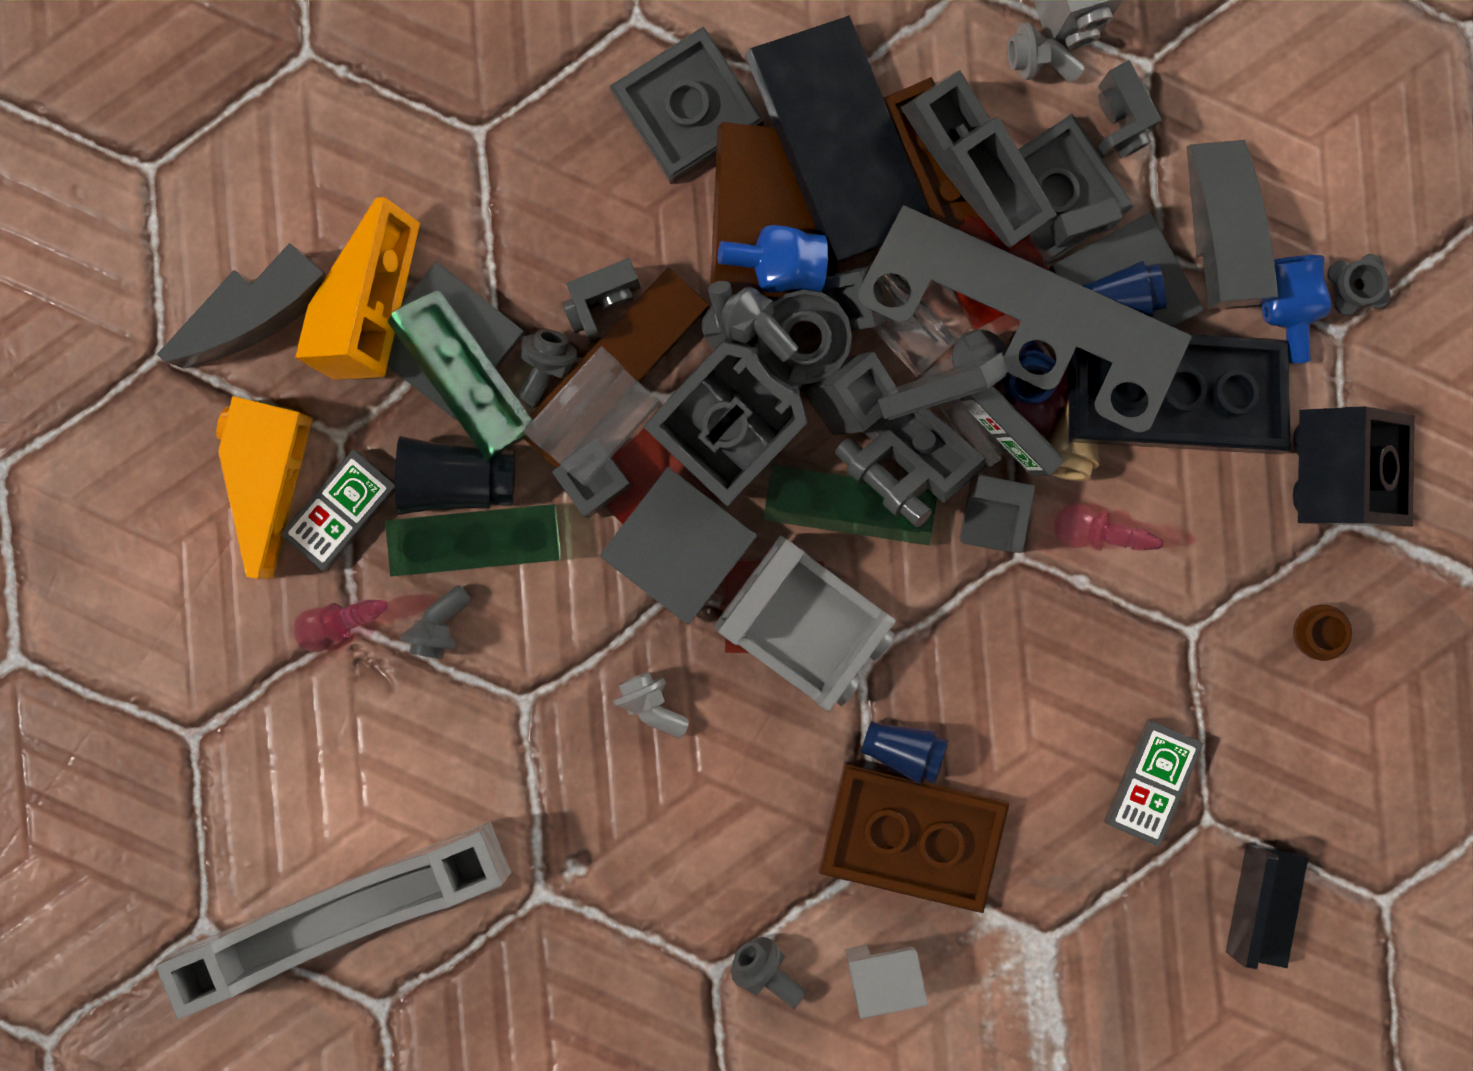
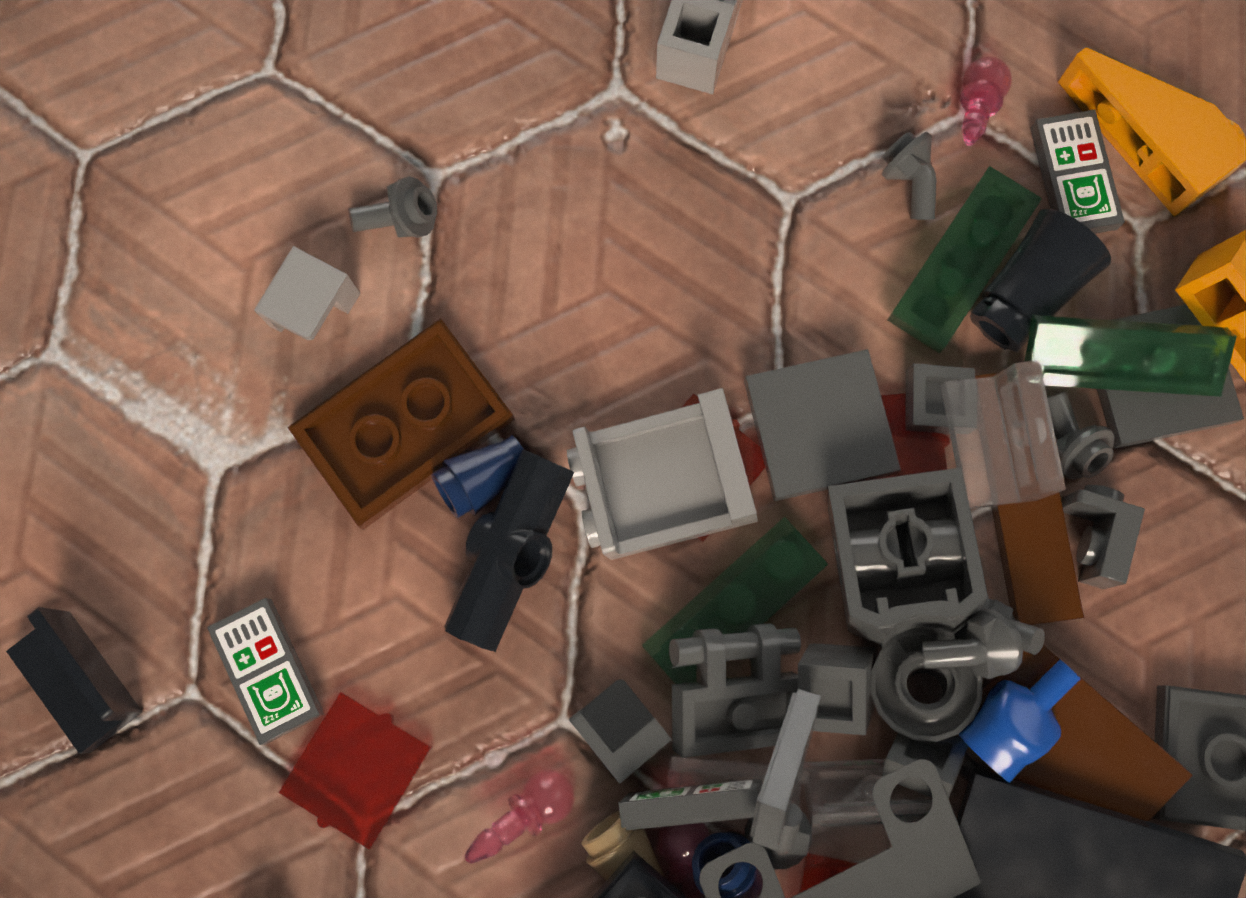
camera: 135 degrees right, 10 degrees down
(642, 697) = (713, 290): light grey plate -> none
(942, 686) = (508, 551): none -> black piece
(1164, 667) = (355, 770): none -> clear red piece

